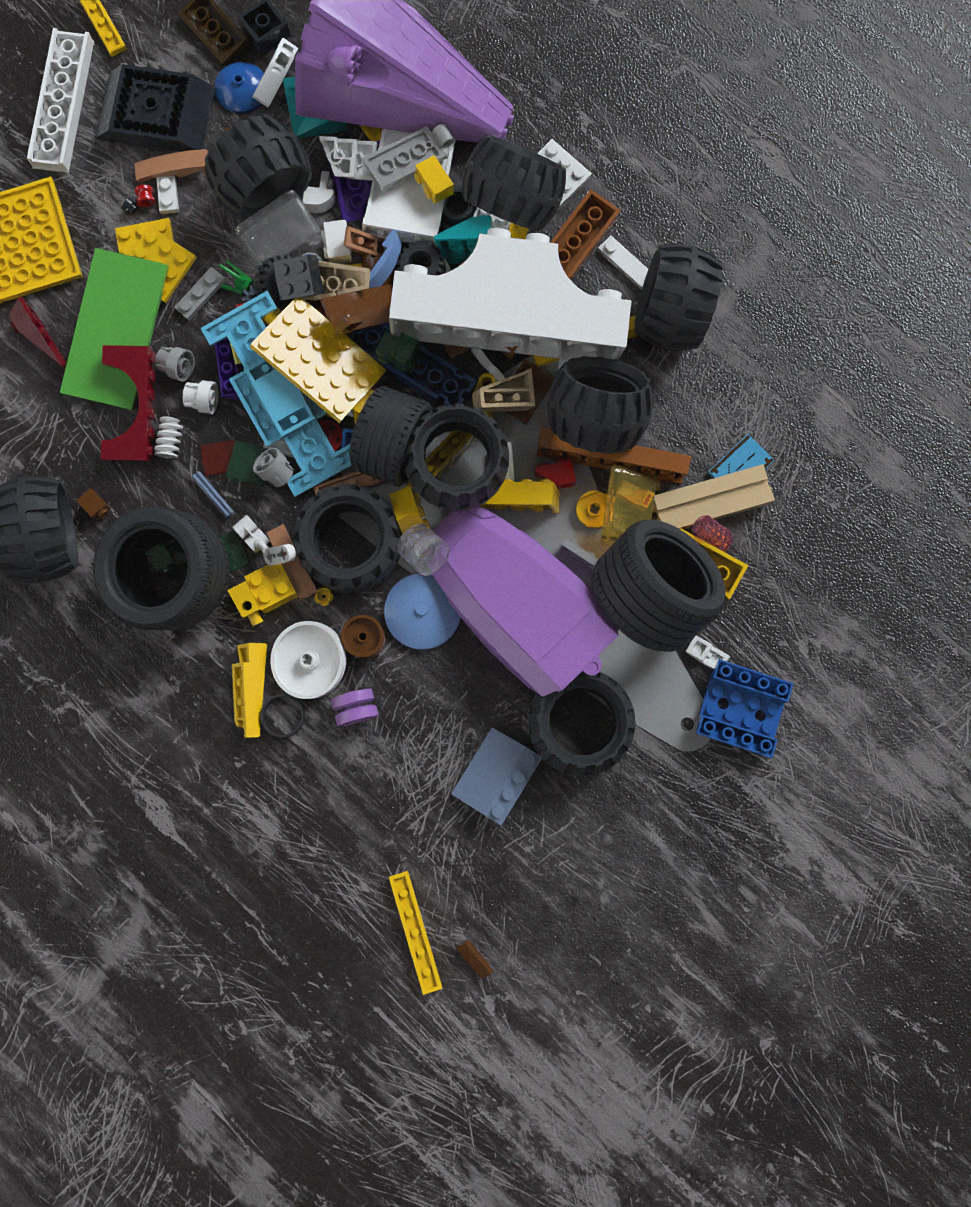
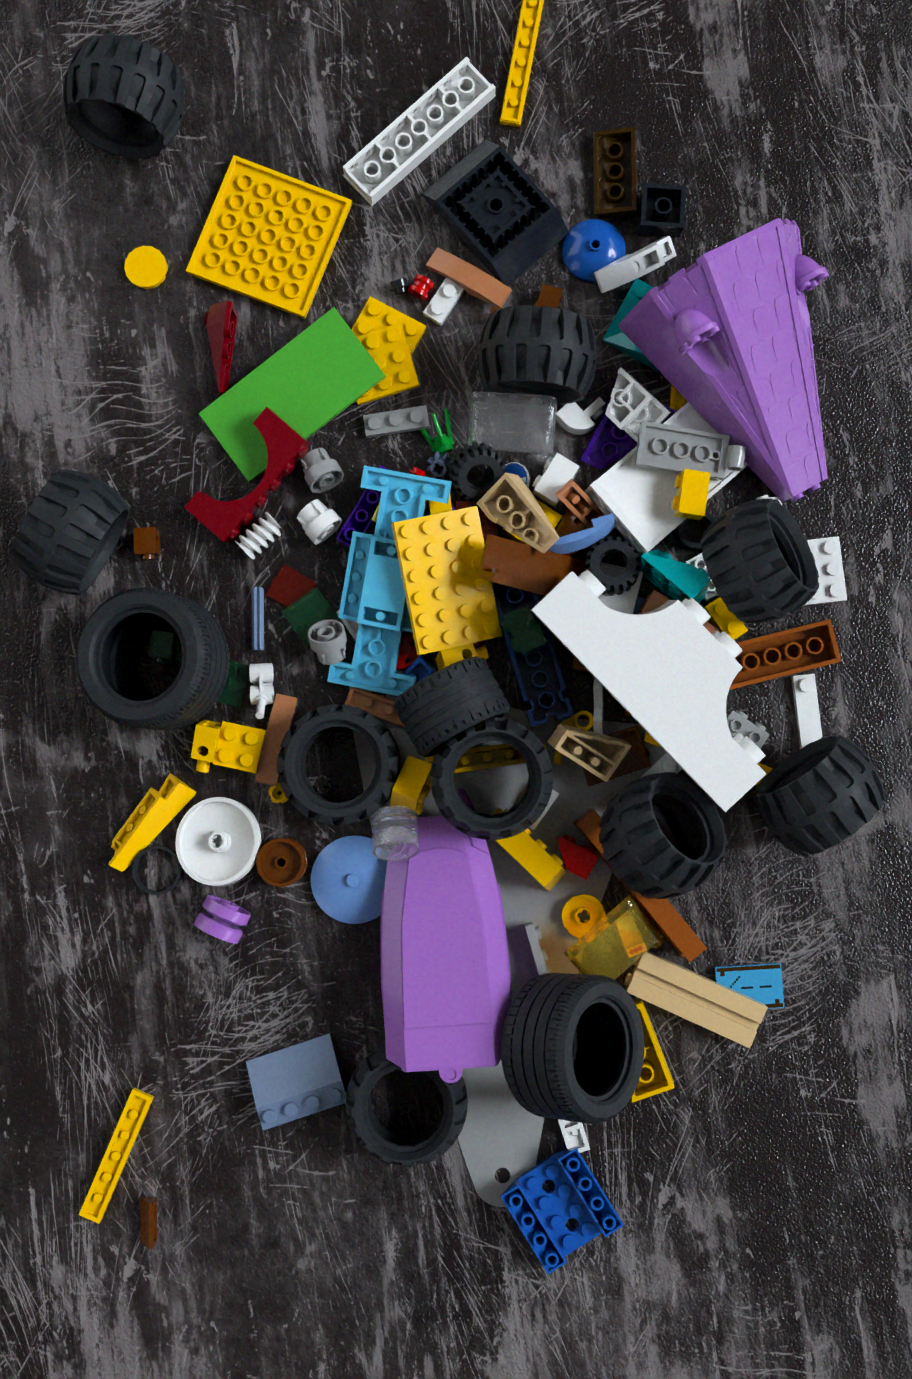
camera: 40 degrees right, 5 degrees up
(279, 553) = (270, 733): white beam -> none
(298, 277) = (489, 490): black brick -> none
(713, 533) = (668, 1031): clear pink piece -> none

